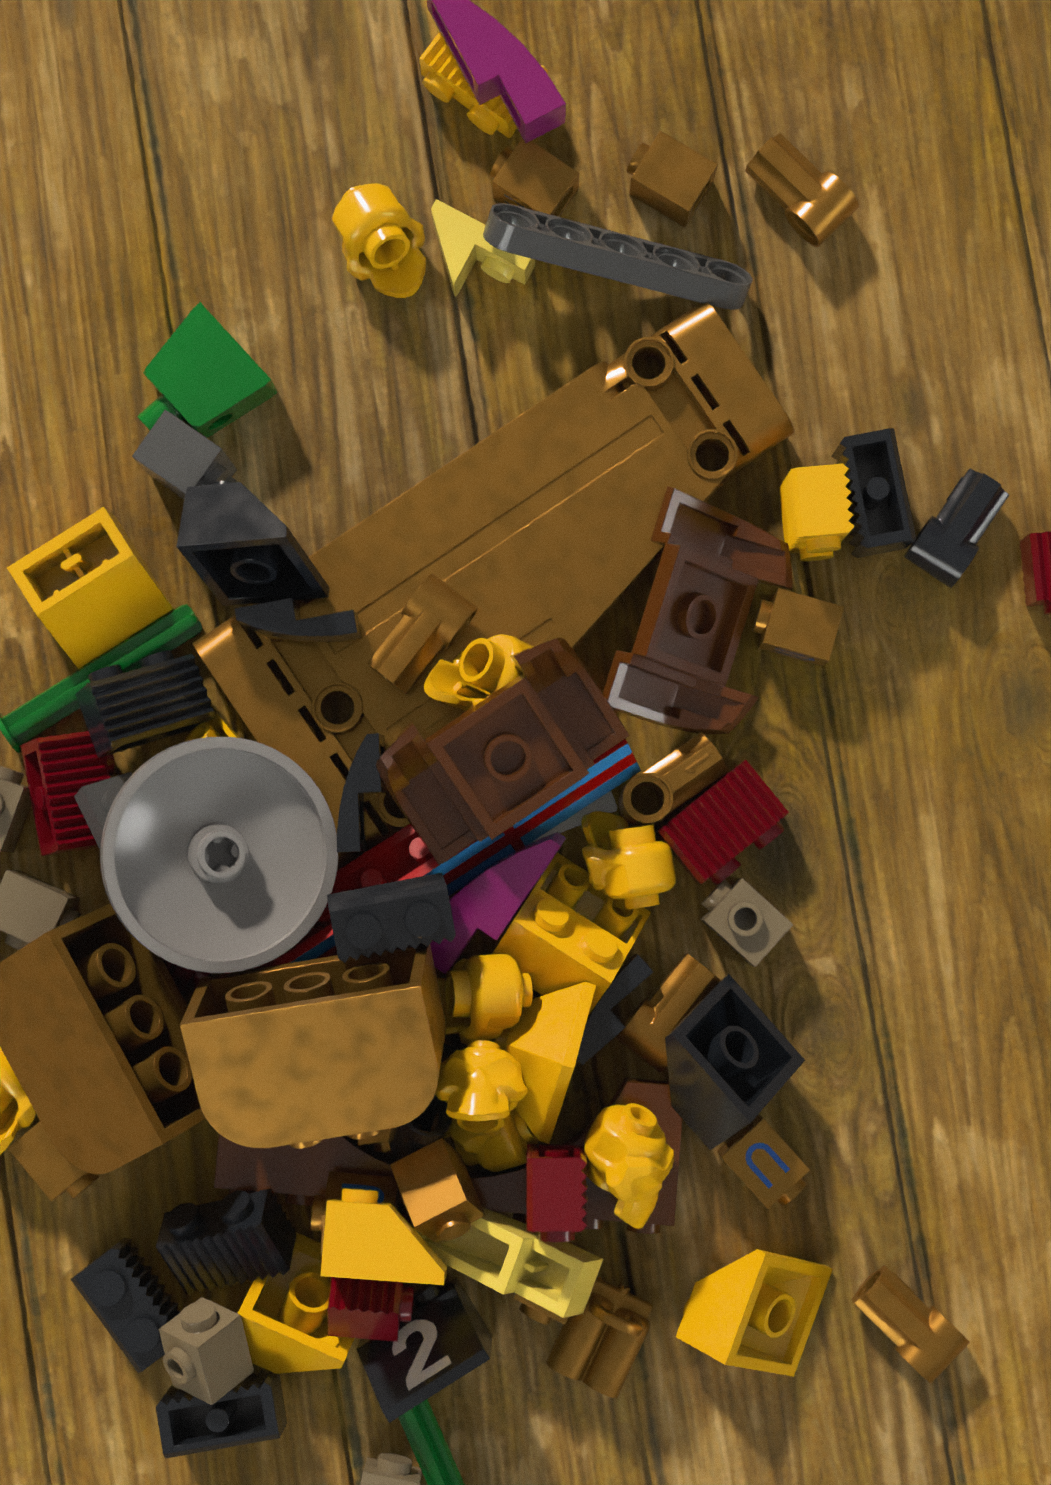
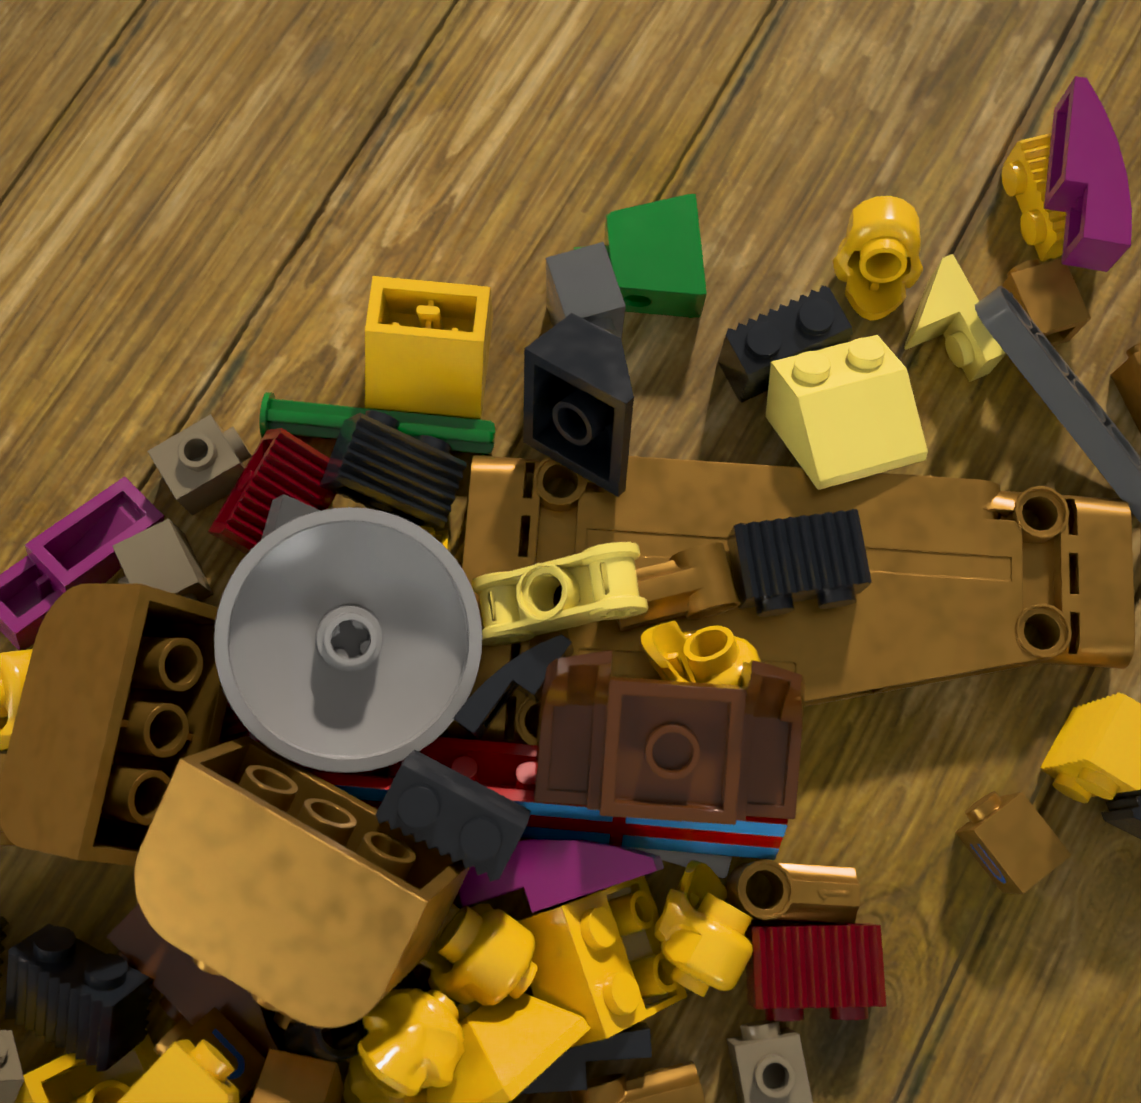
camera: 30 degrees right, 10 degrees down
(283, 621) = (563, 488): black slope -> none
(360, 371) = (793, 329): none -> black brick
(363, 682) = (594, 588): none -> light yellow piece
(447, 394) = (846, 411): none -> light yellow slope
(497, 544) = (799, 561): none -> black brick
(696, 618) = (924, 764): reddish brown piece -> none

